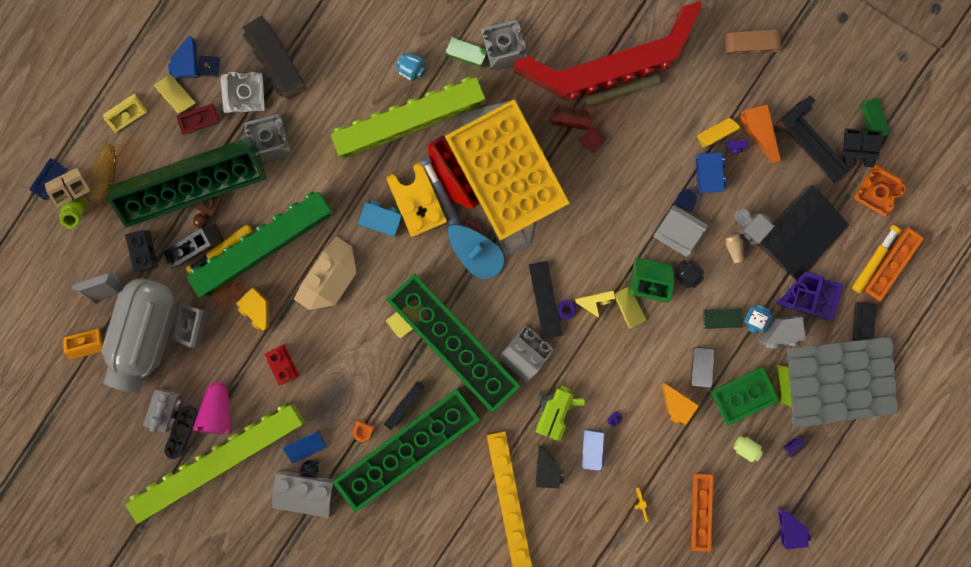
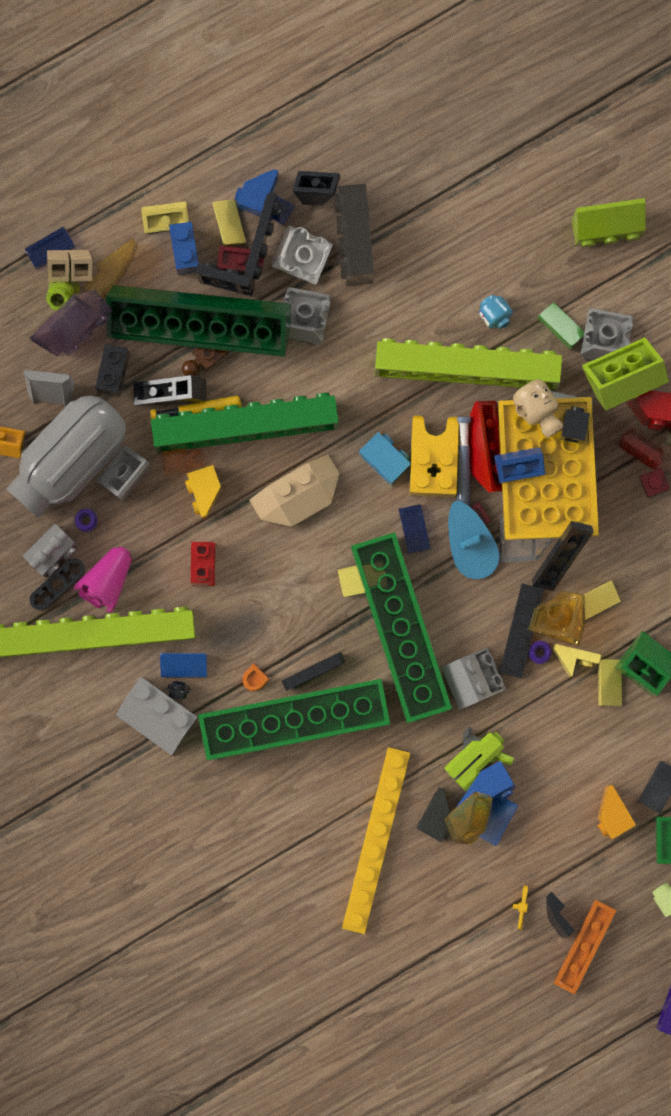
camera: 20 degrees right, 5 degrees down
(91, 231) = (72, 323): none -> slope
(150, 130) = (184, 247): none -> blue brick
(172, 373) = (86, 513): none -> dark purple plate
(206, 105) = (230, 279): none -> black bracket
(226, 35) = (315, 187): none -> black slope
(428, 261) = (414, 529): none -> clear blue tile
(476, 126) = (538, 405): none -> tan piece
(484, 178) = (520, 465): none -> blue slope
(511, 127) = (574, 425): none -> black brick
(532, 68) = (626, 373): none -> lime slope
(549, 231) = (562, 555): none -> black plate
(570, 277) = (560, 618): none -> clear yellow slope
(573, 463) = (470, 818): none -> clear yellow slope
(574, 430) = (492, 781): none -> blue slope
(590, 251) = (600, 599): none -> light yellow slope
(615, 419) = (536, 798): dark purple rock -> none
(666, 496) = (560, 925): none -> black slope

